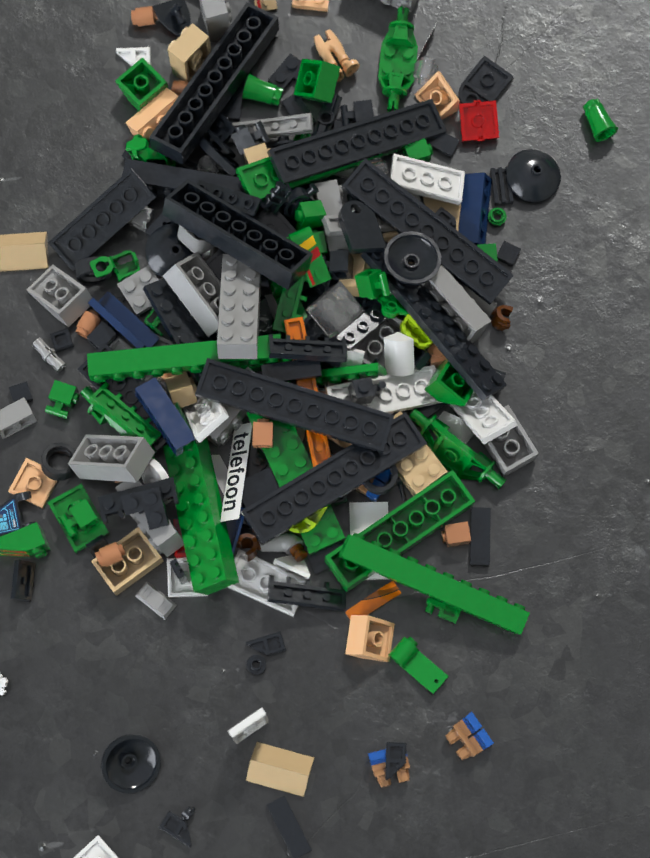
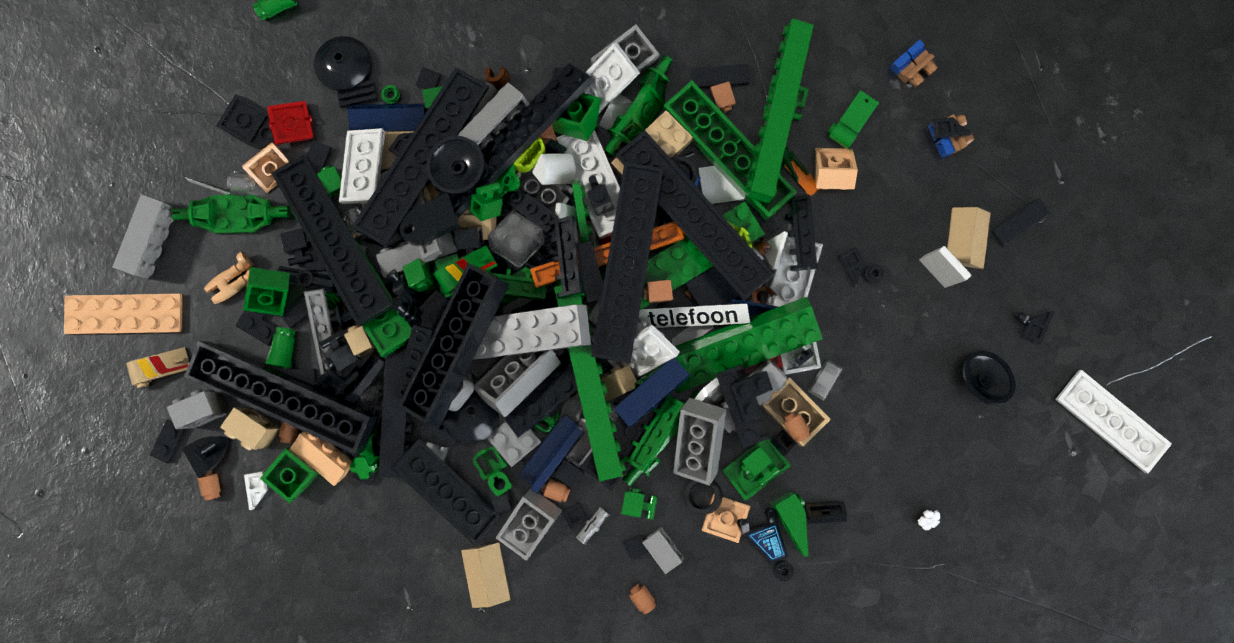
camera: 105 degrees left, 10 degrees up
(386, 587) = (787, 159): none -> dark green plant

